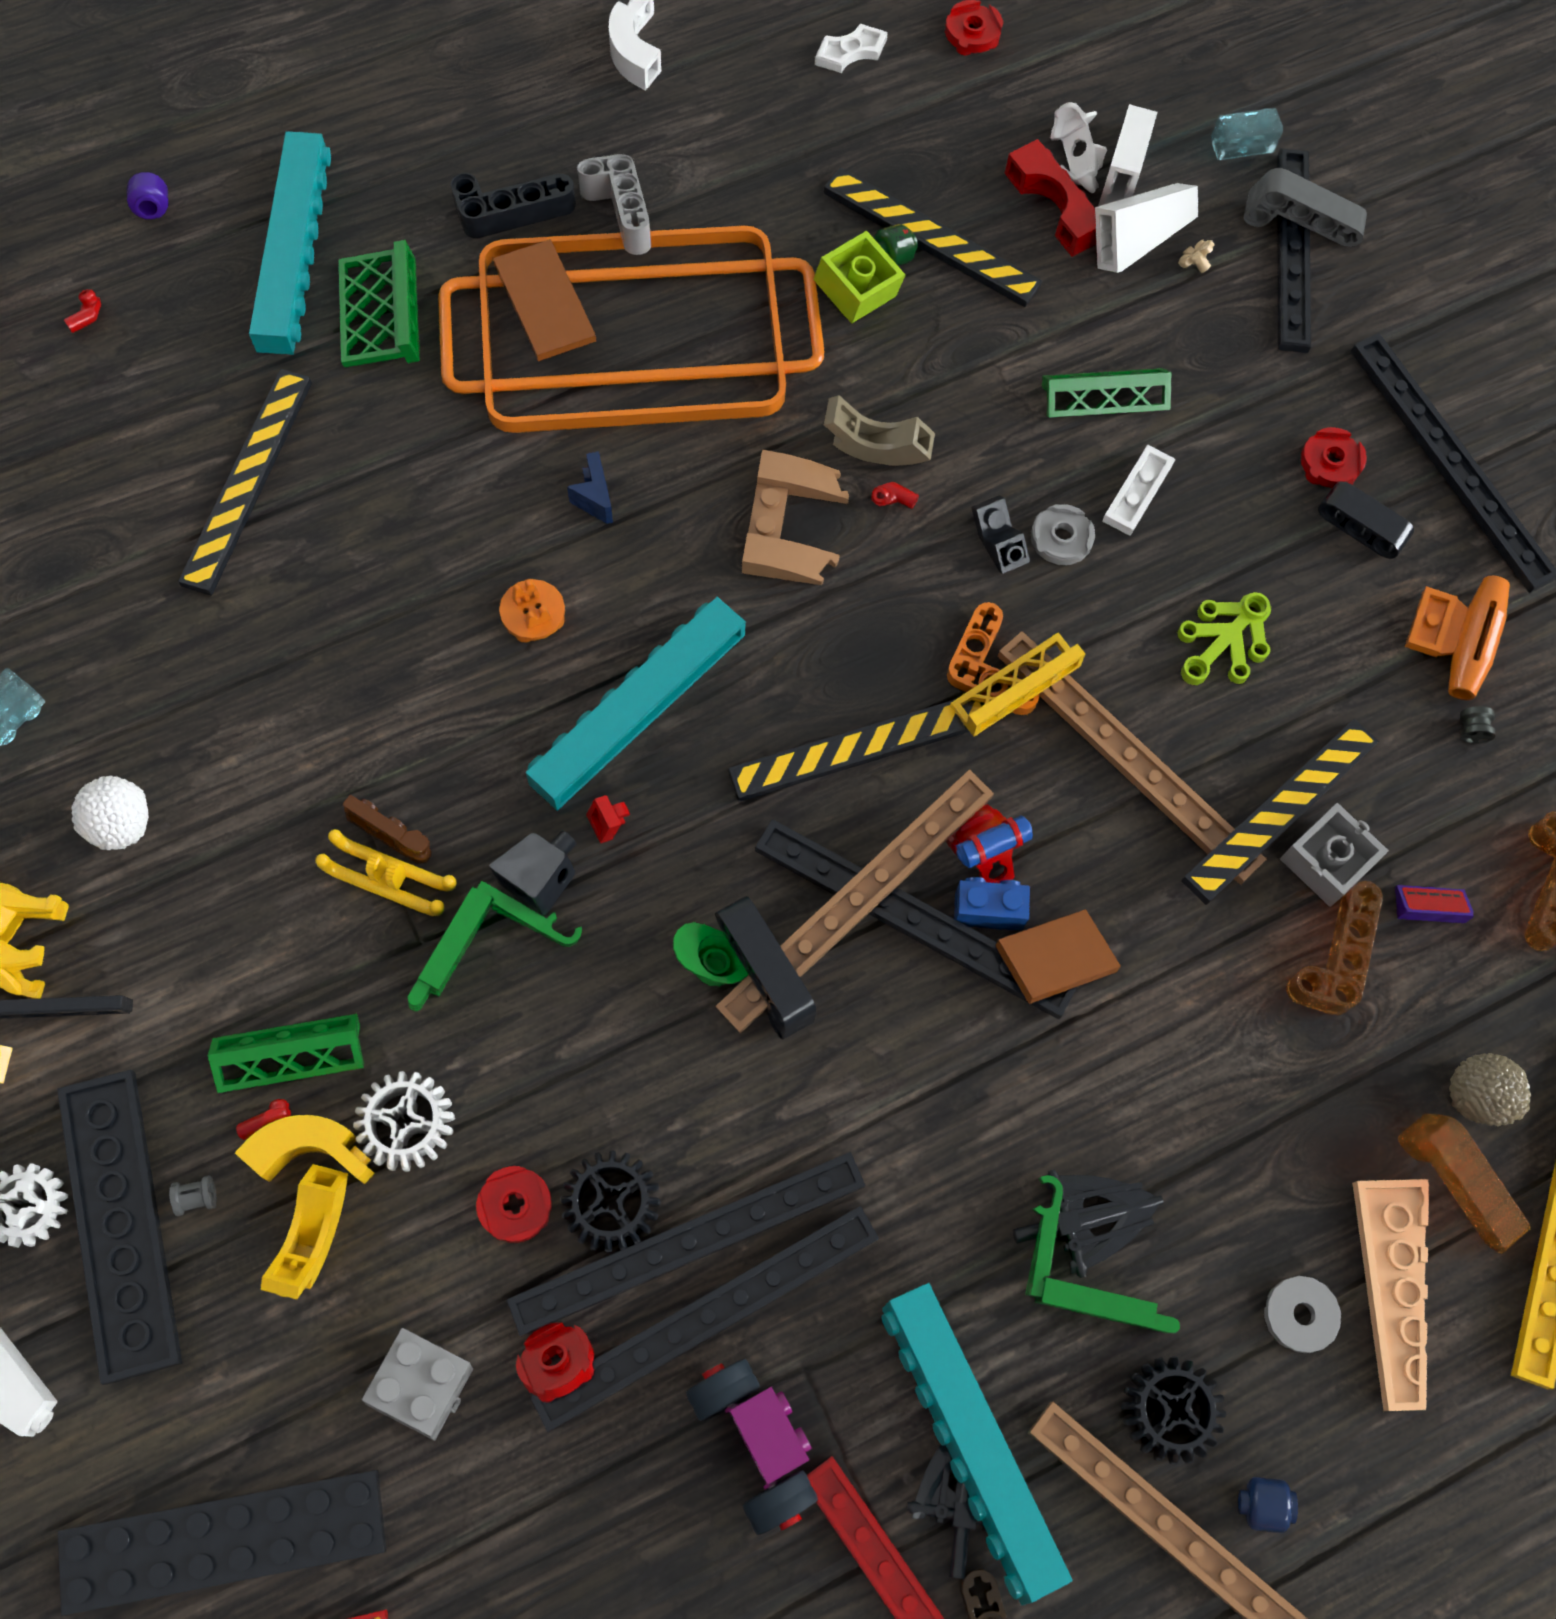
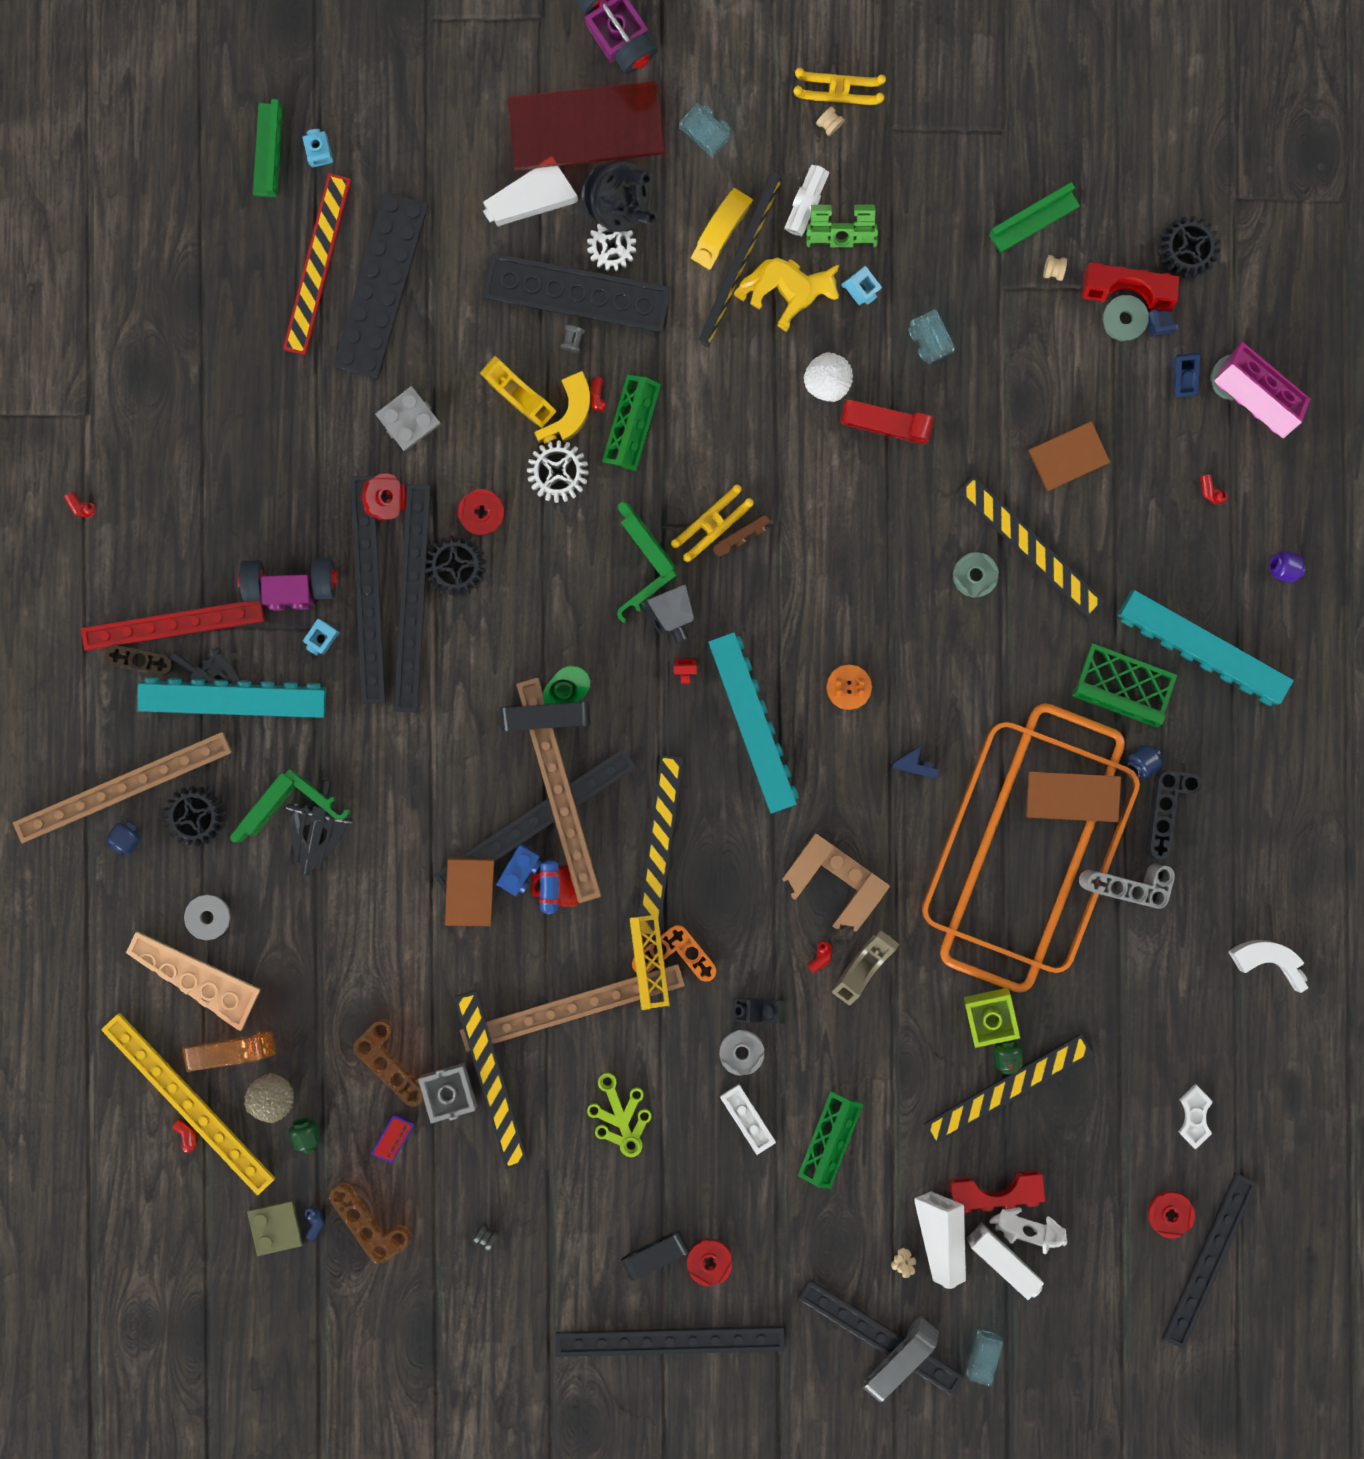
camera: 120 degrees right, 20 degrees up
(105, 484) = (1069, 456): none -> dark orange tile
(144, 708) = (887, 422): none -> red beam
(315, 543) = (962, 578): none -> sand green tile
(461, 247) = (1145, 761): none -> dark blue head
(802, 1340) = (320, 628): none -> medium azure brick
(1467, 633) = (549, 1268): orange plate -> none
(1506, 1018) = (304, 1135): none -> dark green head

